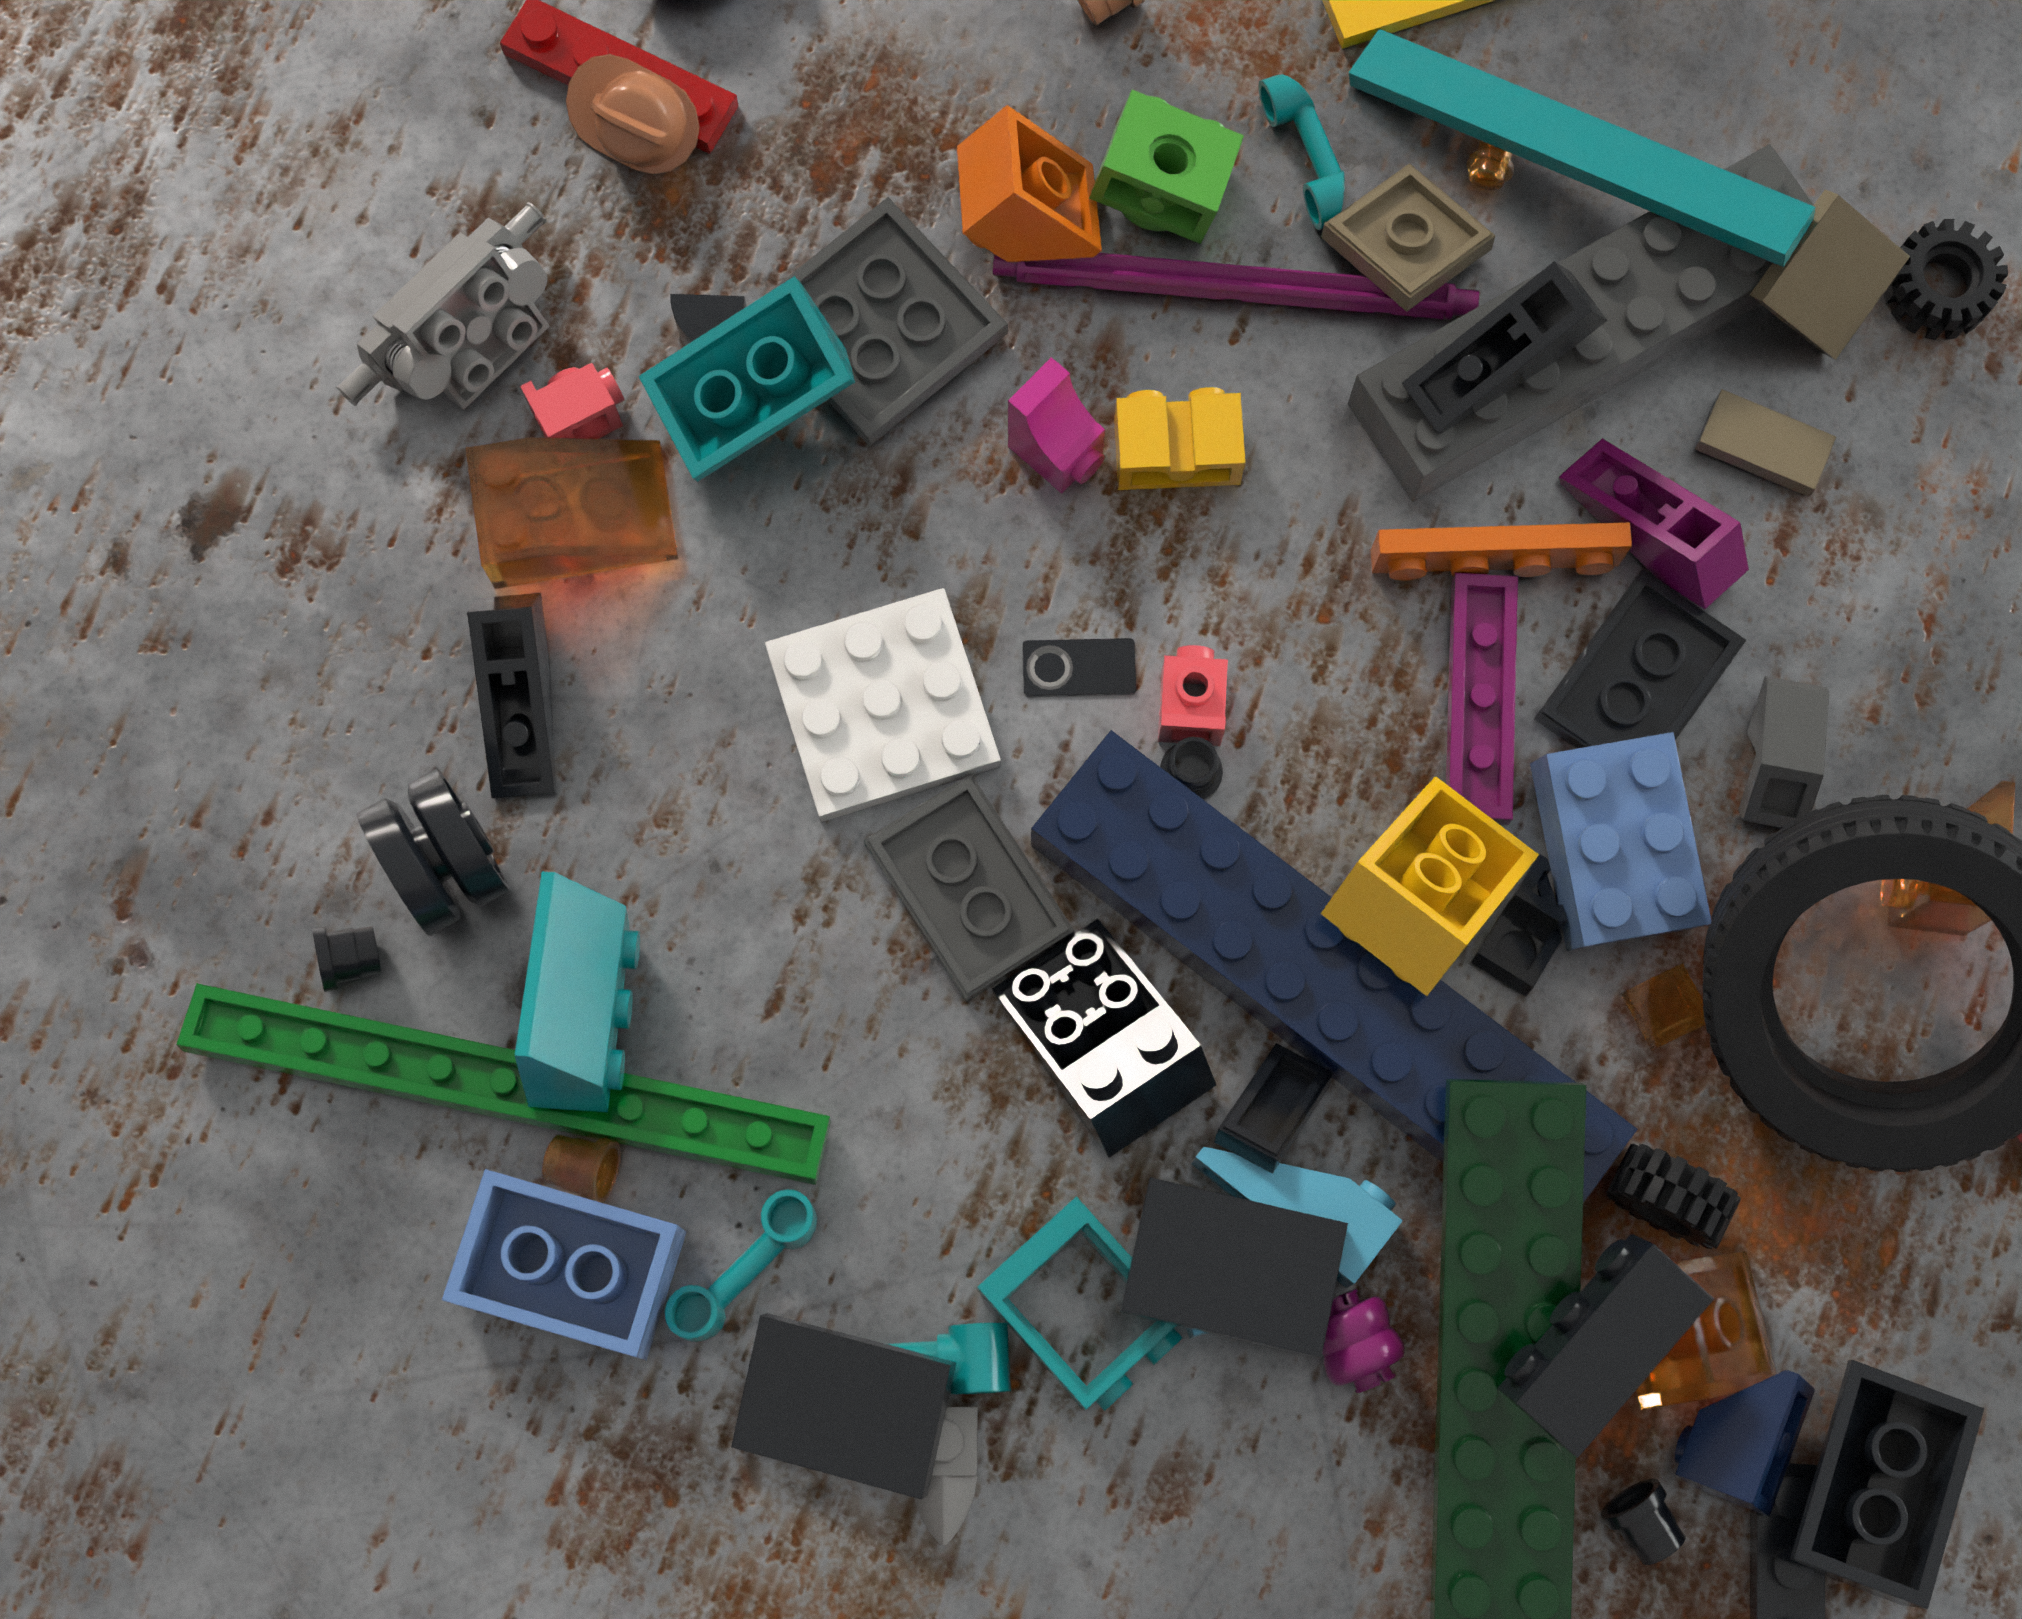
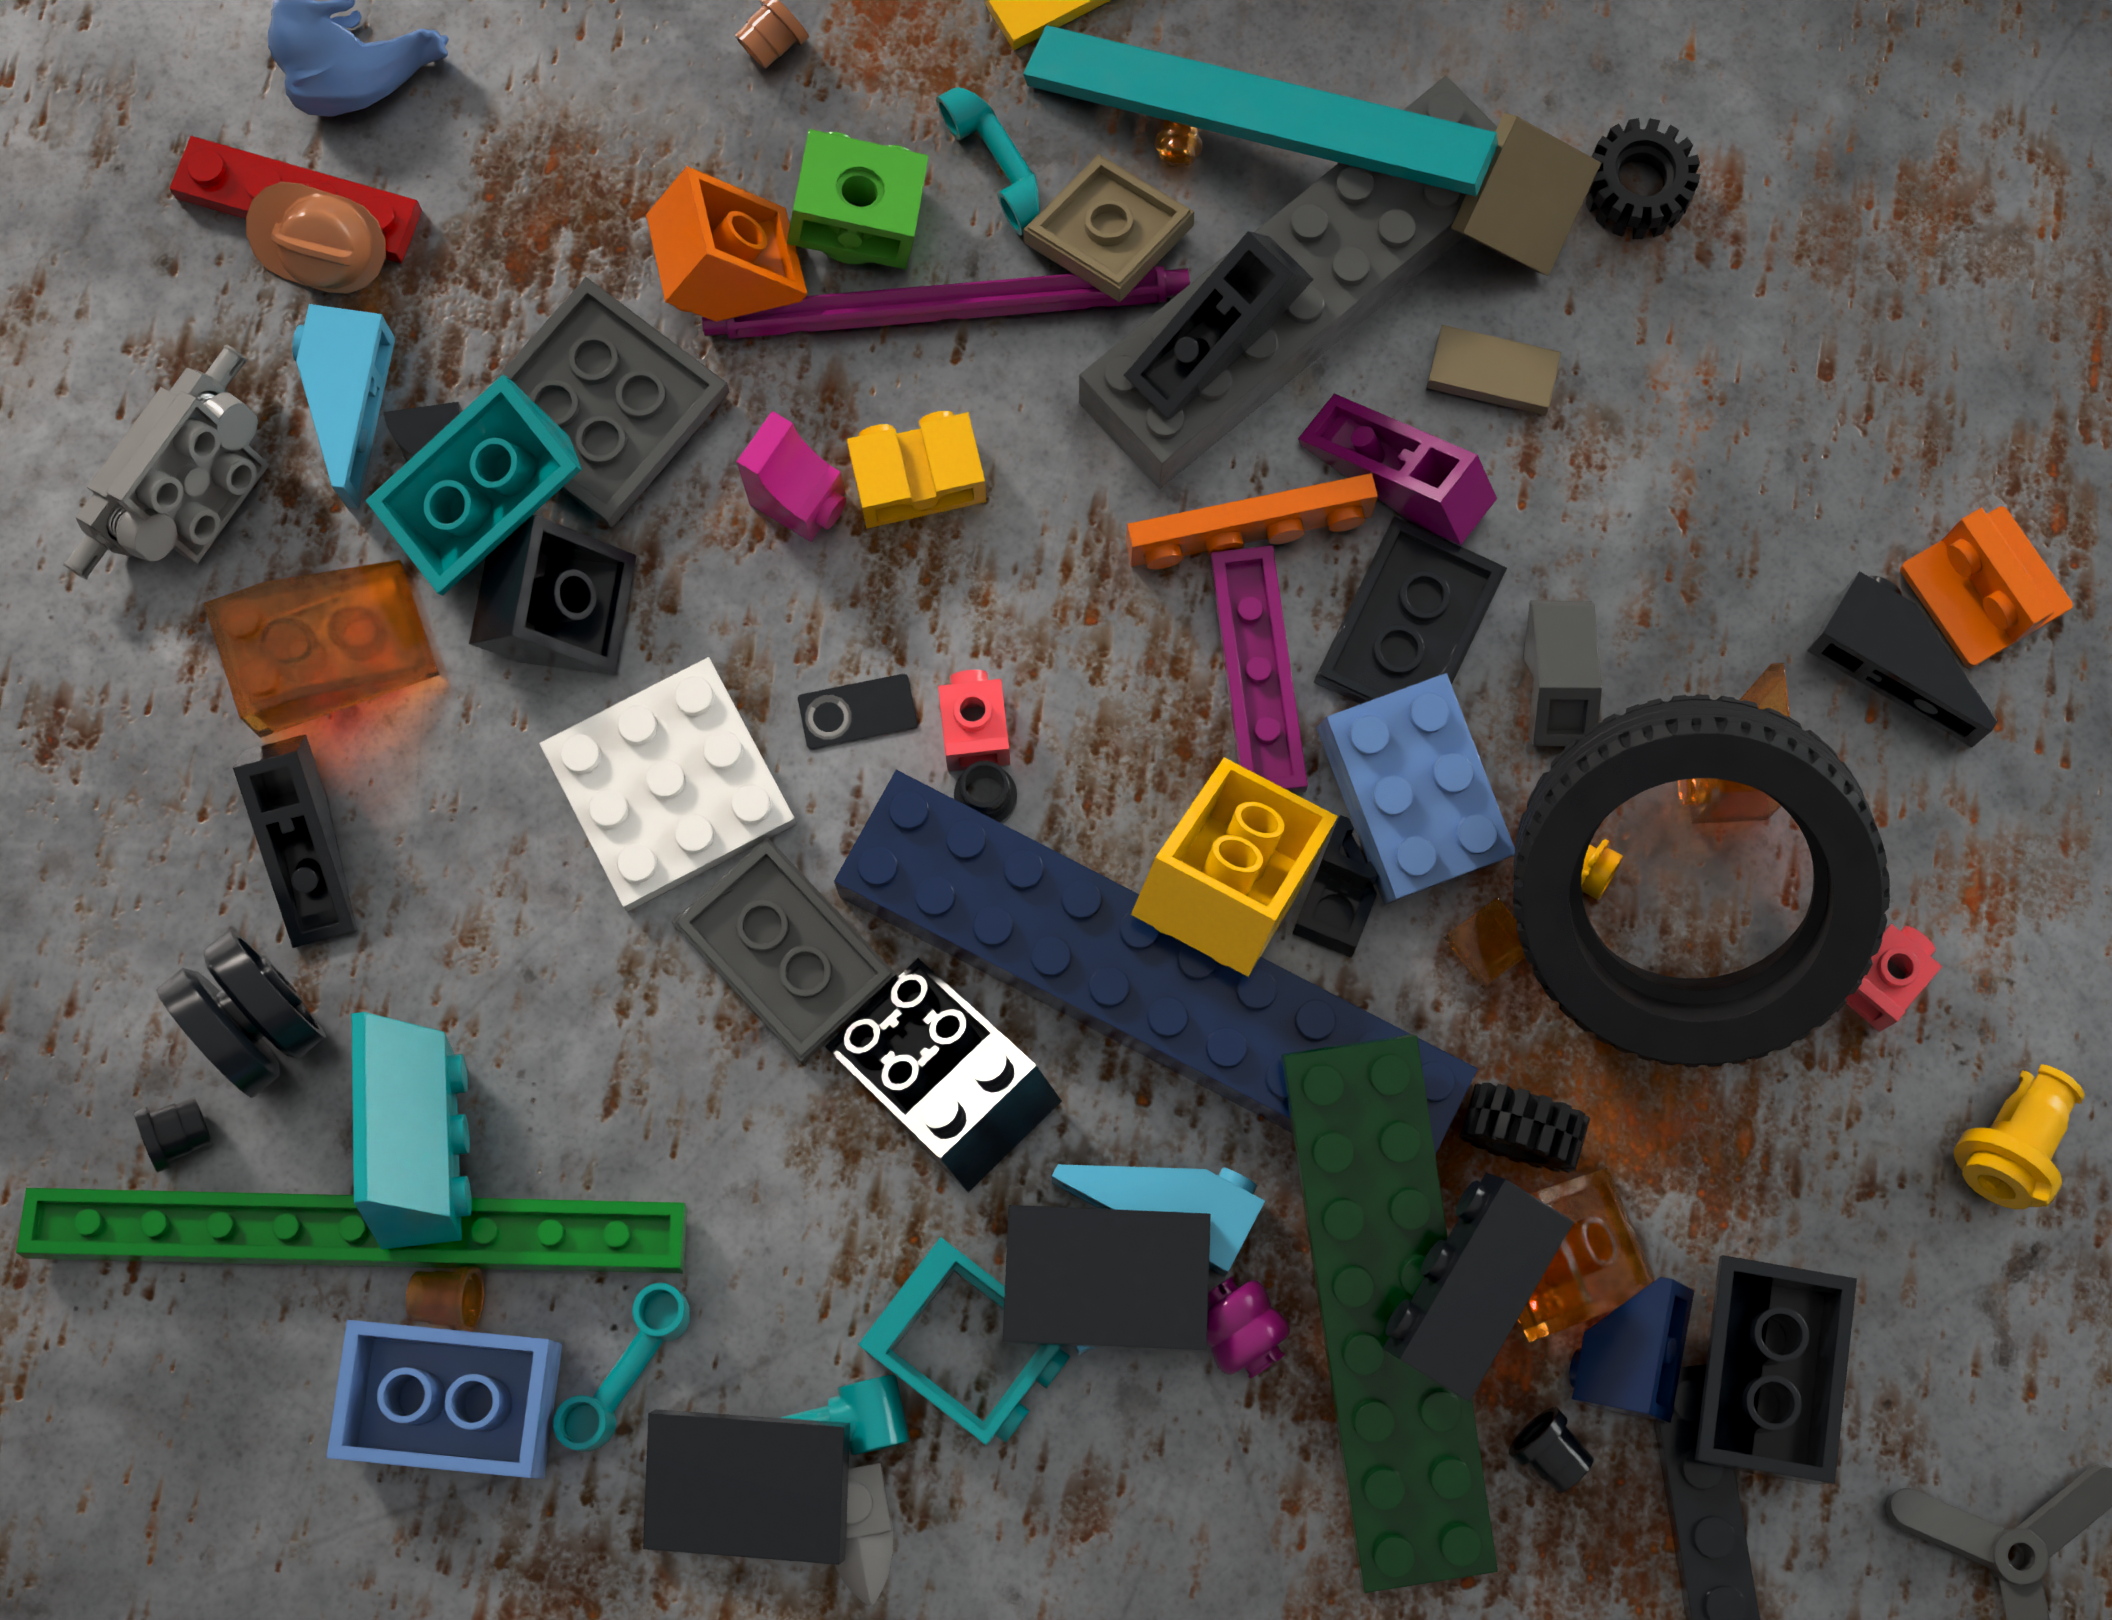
camera: 10 degrees left, 0 degrees up
(576, 403) = (309, 538): coral brick -> none
(637, 250) = (344, 376): none -> medium azure slope
(803, 504) = (554, 598): none -> black slope
(1273, 1108) = (1121, 1113): black tile -> none
(1791, 954) = (1599, 869): none -> yellow plate

